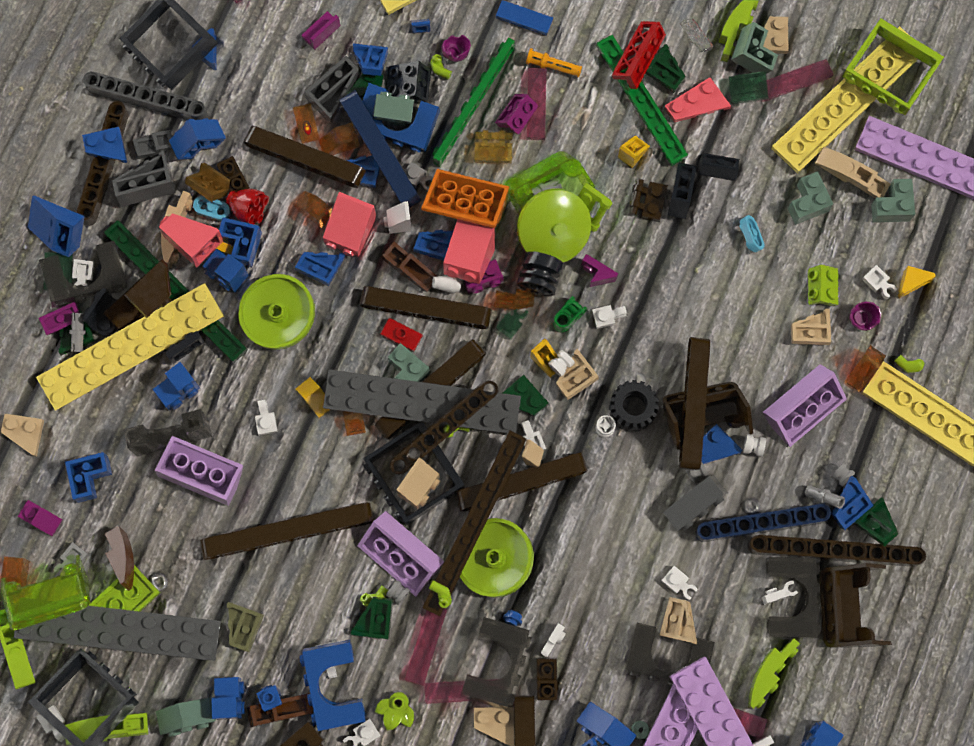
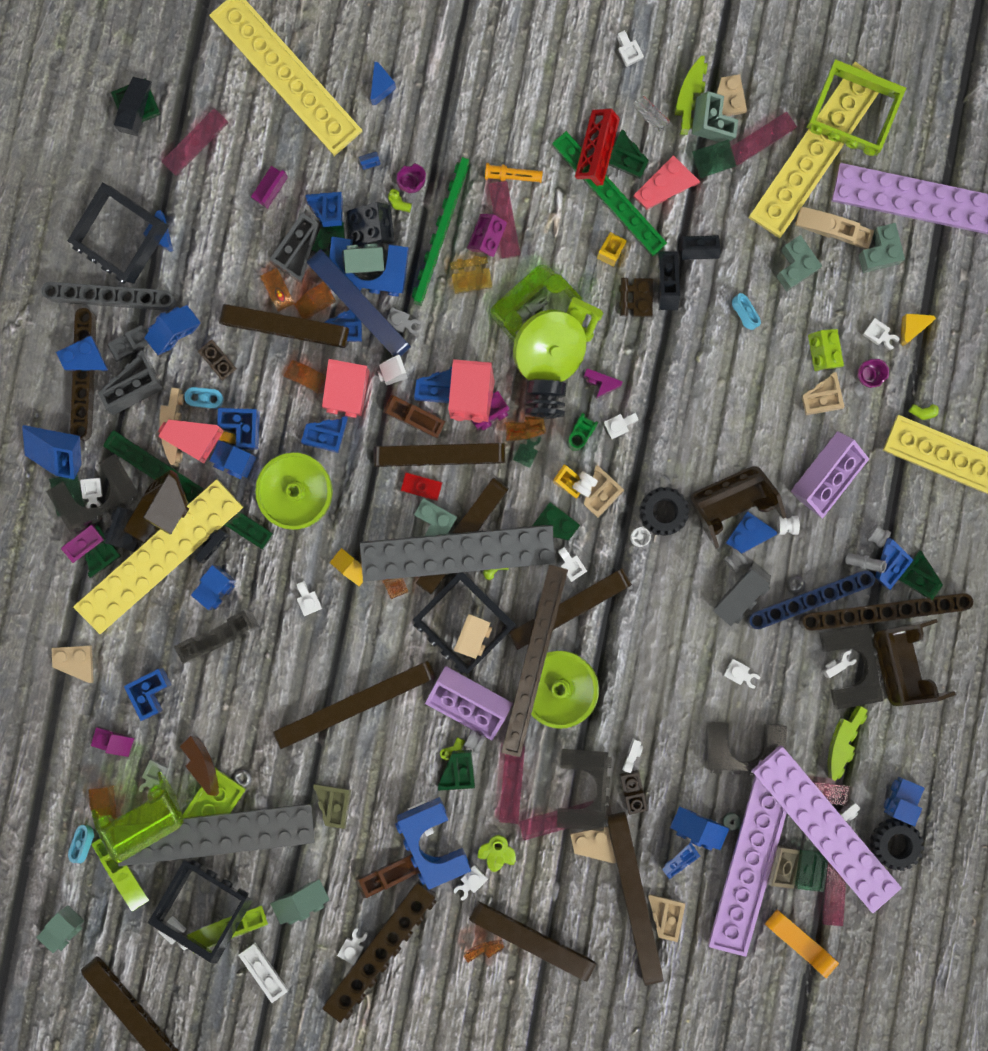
camera: 10 degrees left, 10 degrees up
(77, 332) = (102, 554): light grey pin -> none
(199, 470) = (256, 665): lavender slope -> none
(209, 183) = (195, 373): pearl gold bracket -> none
(228, 698) = (336, 882): blue brick -> none
(248, 205) = (239, 388): red piece -> none
(269, 697) = (375, 868): blue bracket -> none
(443, 594) = (519, 736): lime arm -> none
(447, 284) = (455, 427): white cone -> none
(453, 425) = (484, 584): dark brown beam -> none
(466, 198) = (456, 338): orange slope -> none
(513, 618) = (589, 743): blue plate -> none
(524, 17) = (473, 130): blue tile -> none
(532, 454) = (576, 581): tan slope -> none
(678, 621) = (748, 712): tan wing -> none
(694, 403) = (723, 498): dark brown beam -> none
(865, 368) = (882, 425): clear orange slope -> none

